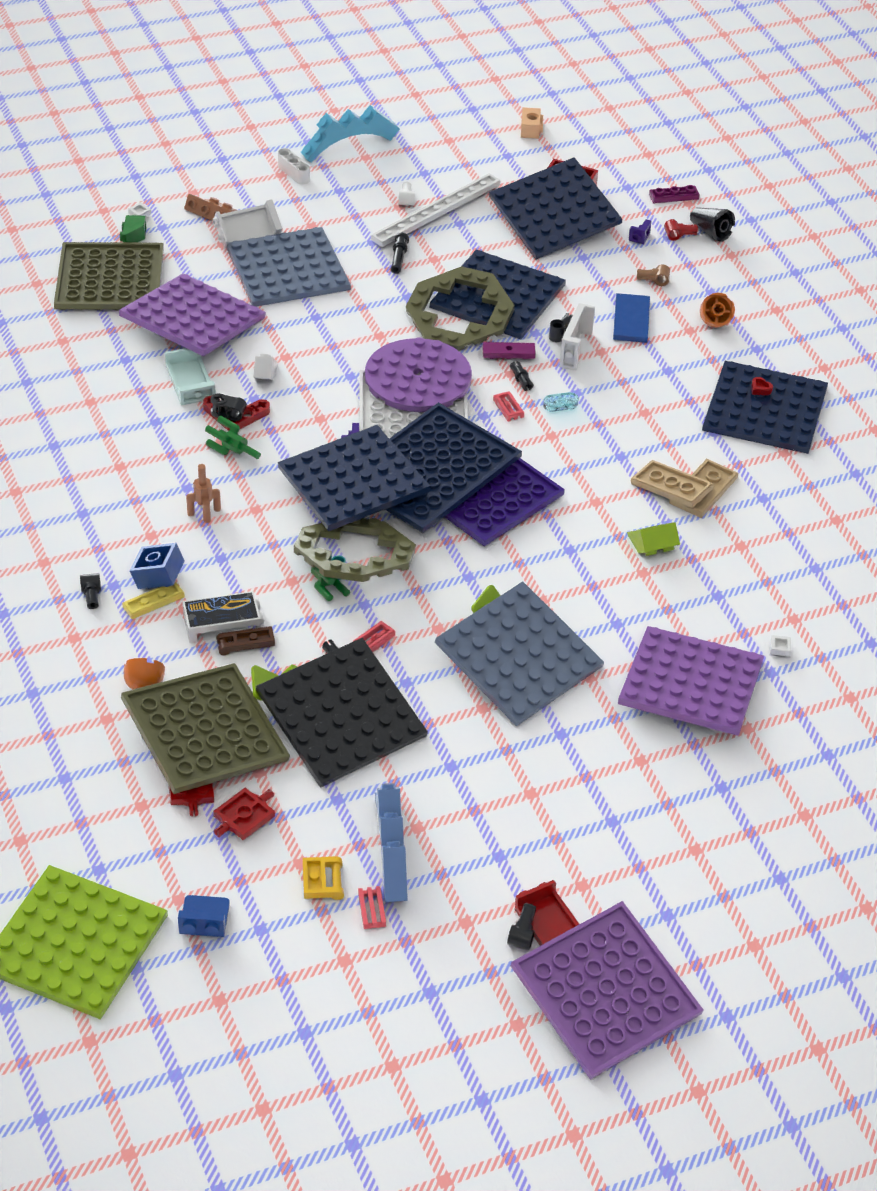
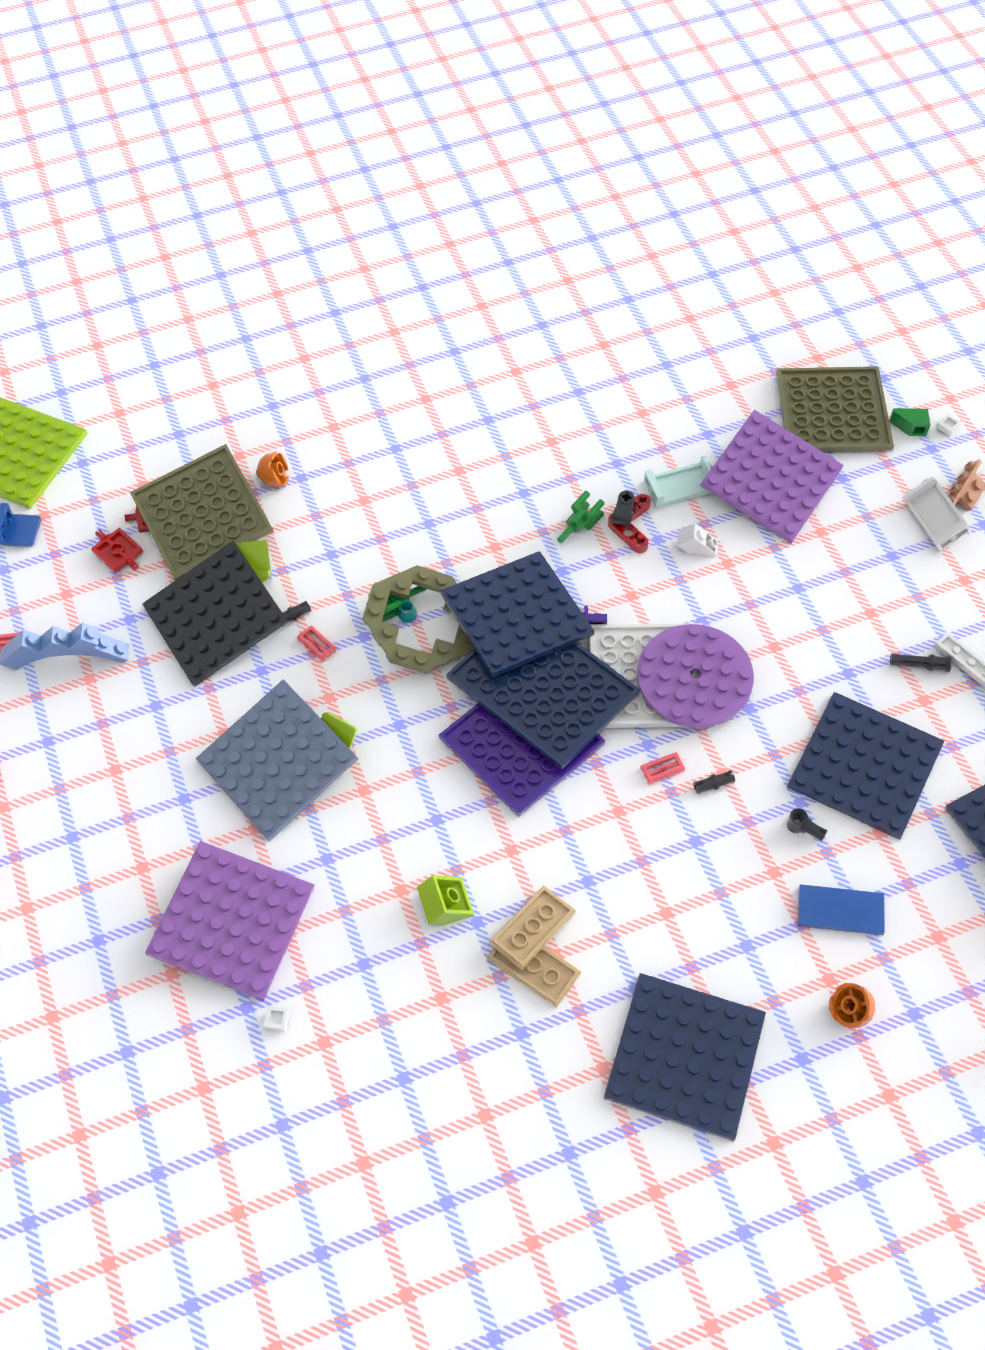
camera: 95 degrees right, 15 degrees up
(90, 587) = (388, 429): black pin -> none
(152, 600) = (374, 476): light yellow tile -> none
(157, 566) = (401, 468): blue brick -> none
(203, 495) = (492, 494): nougat plant -> none
(221, 613) = (344, 523): panel -> none
(245, 640) = (316, 544): reddish brown plate -> none
(288, 266) = (881, 560): sand blue plate -> none
(315, 878) = (39, 602): yellow plate -> none
(444, 283) = (841, 749): olive plate -> none
(508, 350) = (756, 759): magenta tile -> none
(560, 402) = (669, 820): clear light blue plate -> none
(581, 323) = (781, 833): white panel -> none
(659, 275) = (929, 946): medium nougat pin -> none
(761, 387) = (708, 1045): red tile -> none

